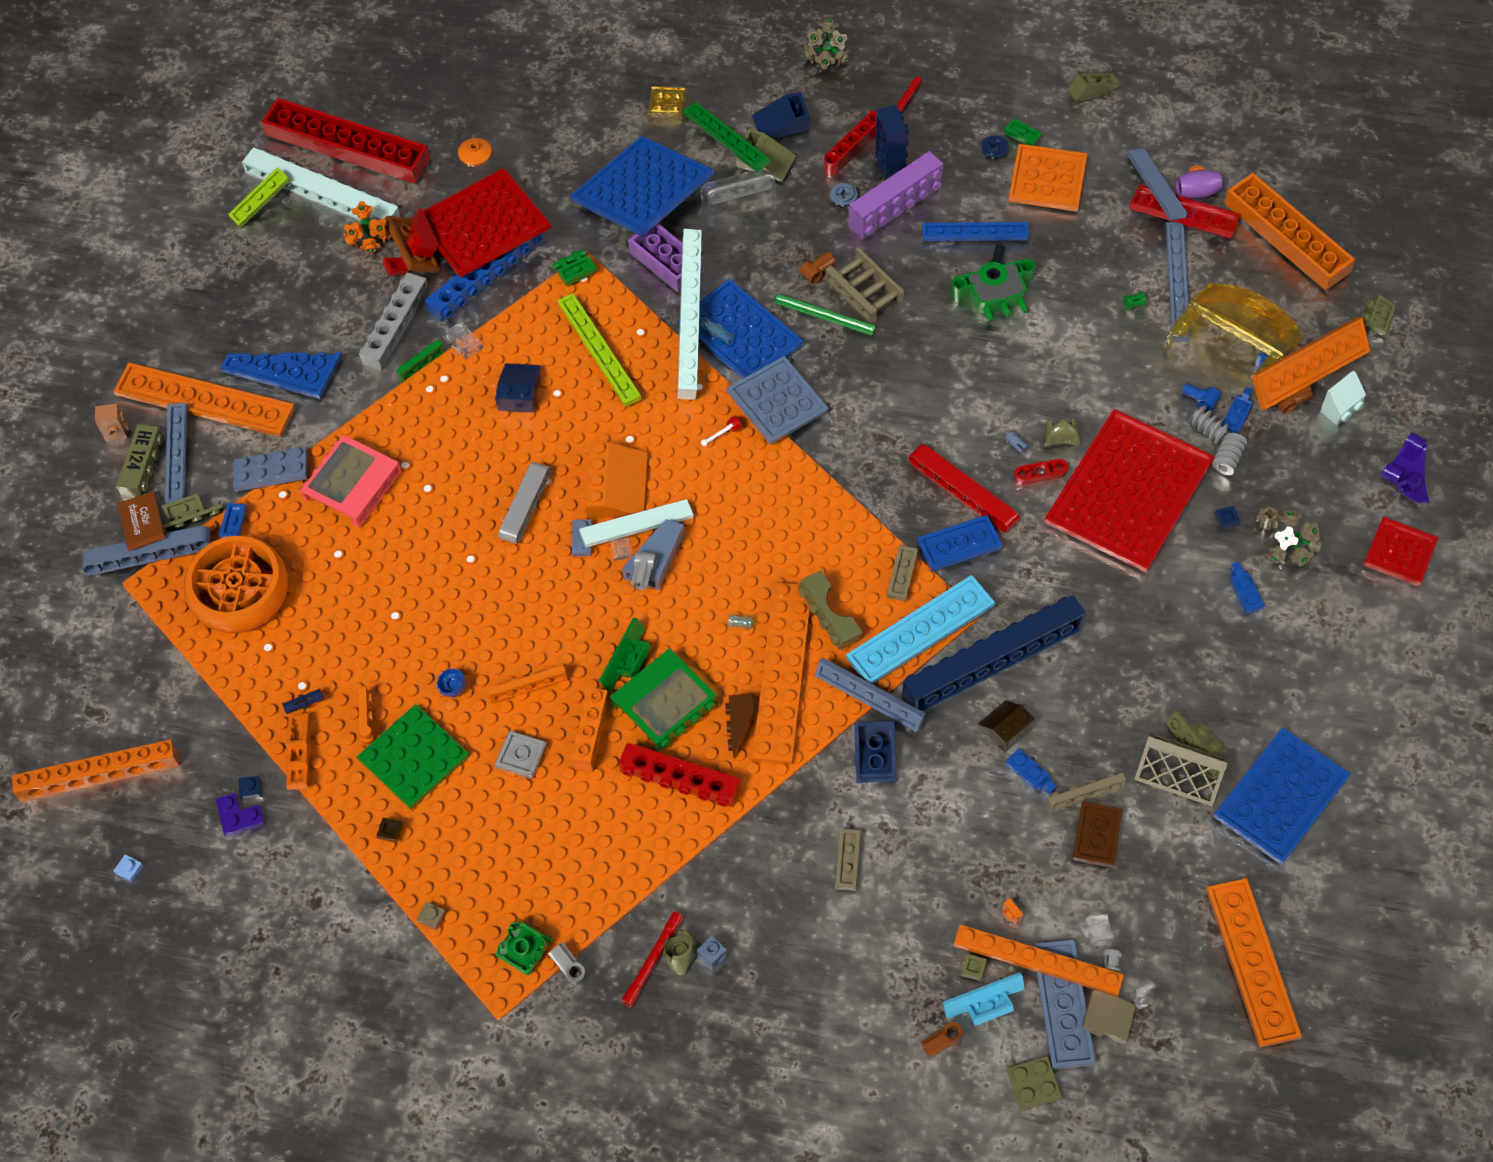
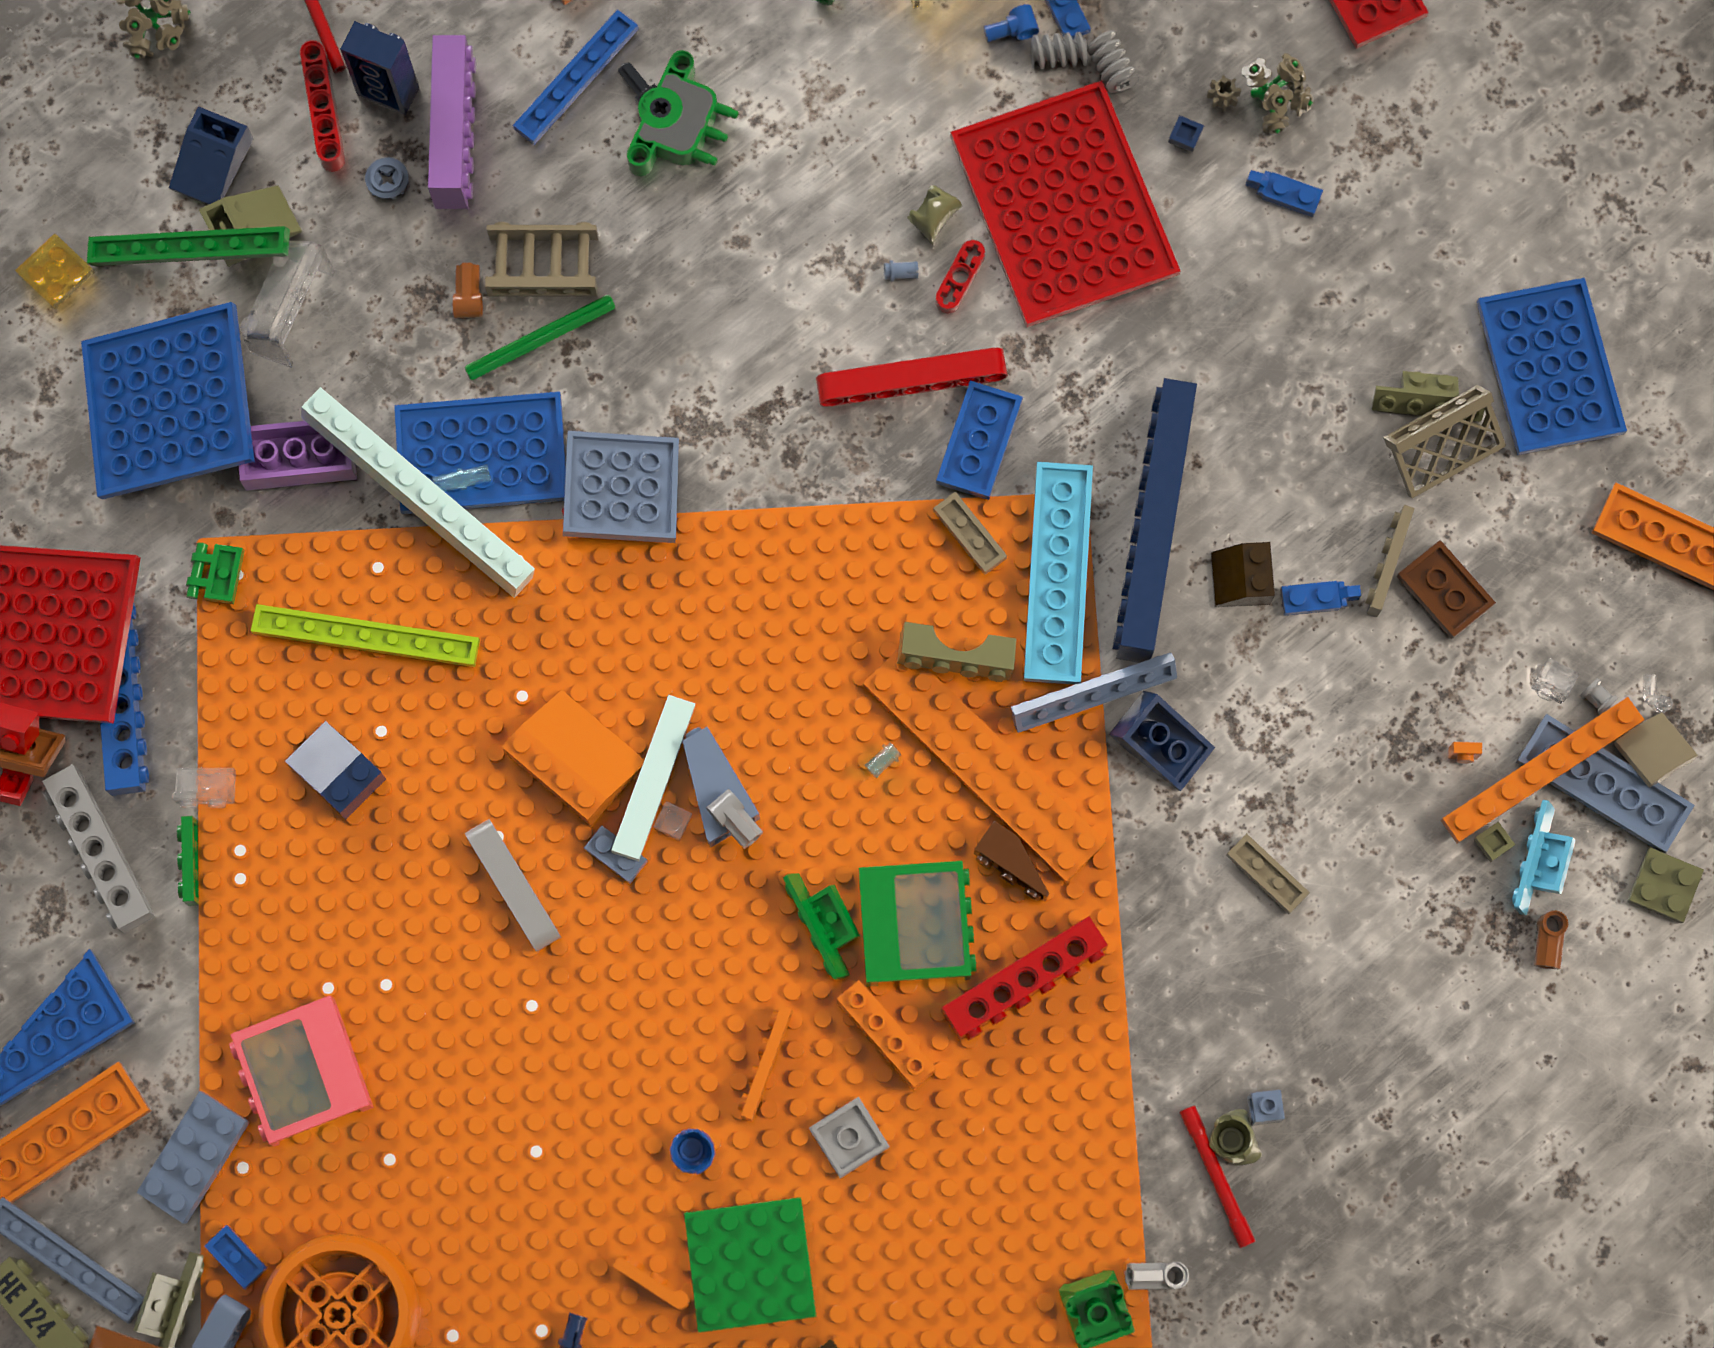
camera: 55 degrees left, 15 degrees up
(733, 424) = (610, 563): hinge -> none

